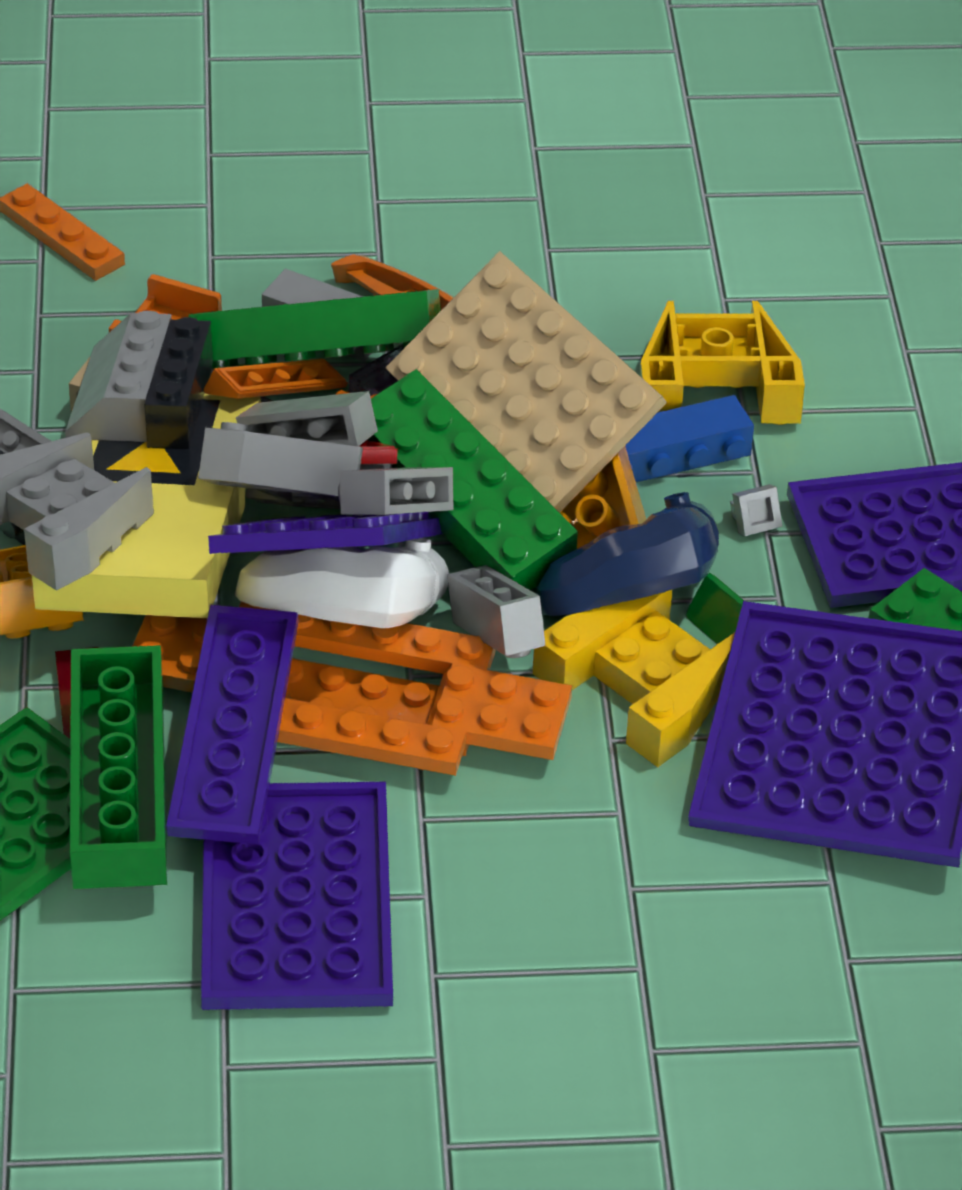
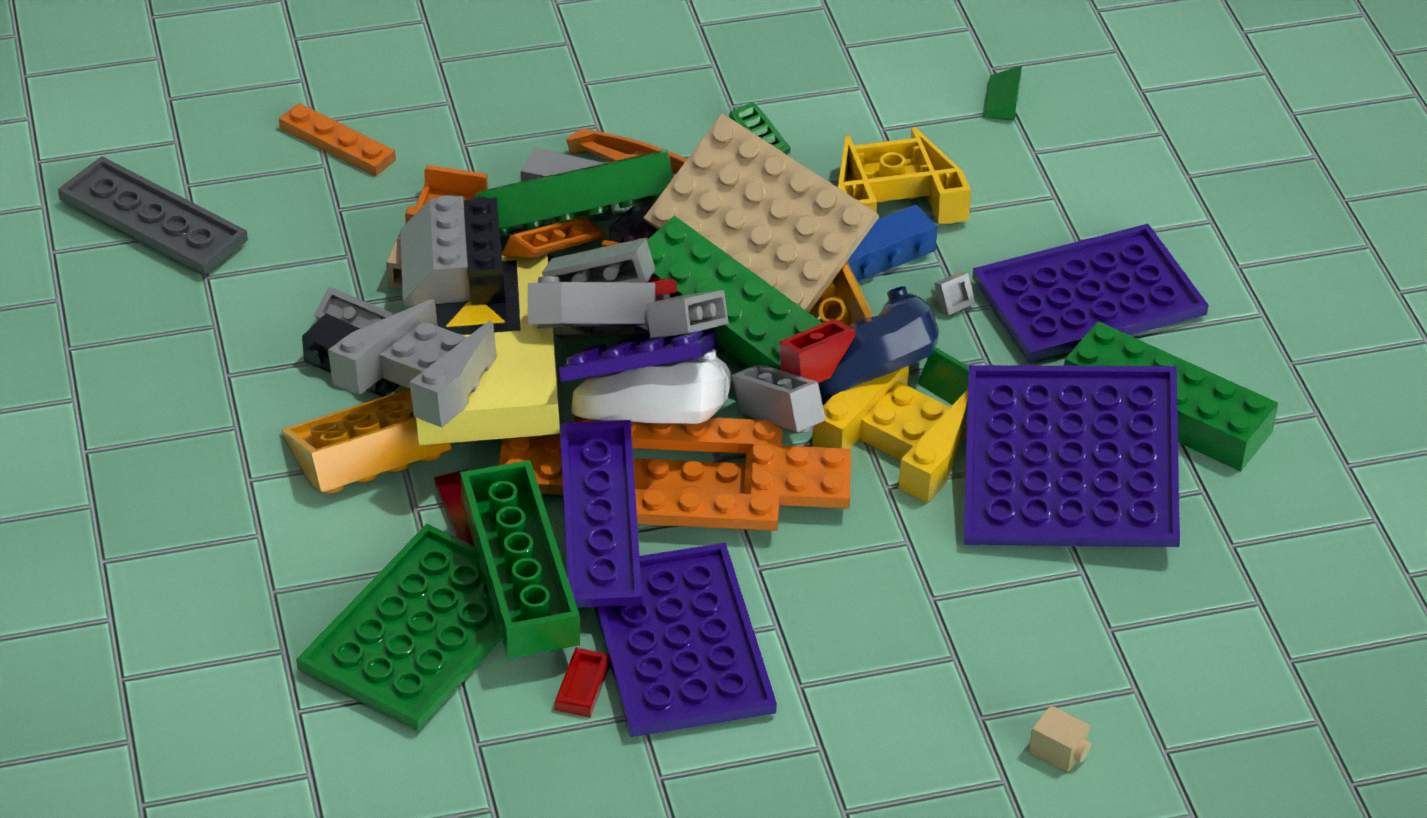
camera: 10 degrees left, 0 degrees up
(163, 932) = (582, 682): none -> red tile
(551, 558) = (816, 350): none -> red slope
(566, 282) = (752, 117): none -> green slope
(742, 1093) = (1060, 739): none -> tan brick
(884, 275) = (1003, 94): none -> green slope

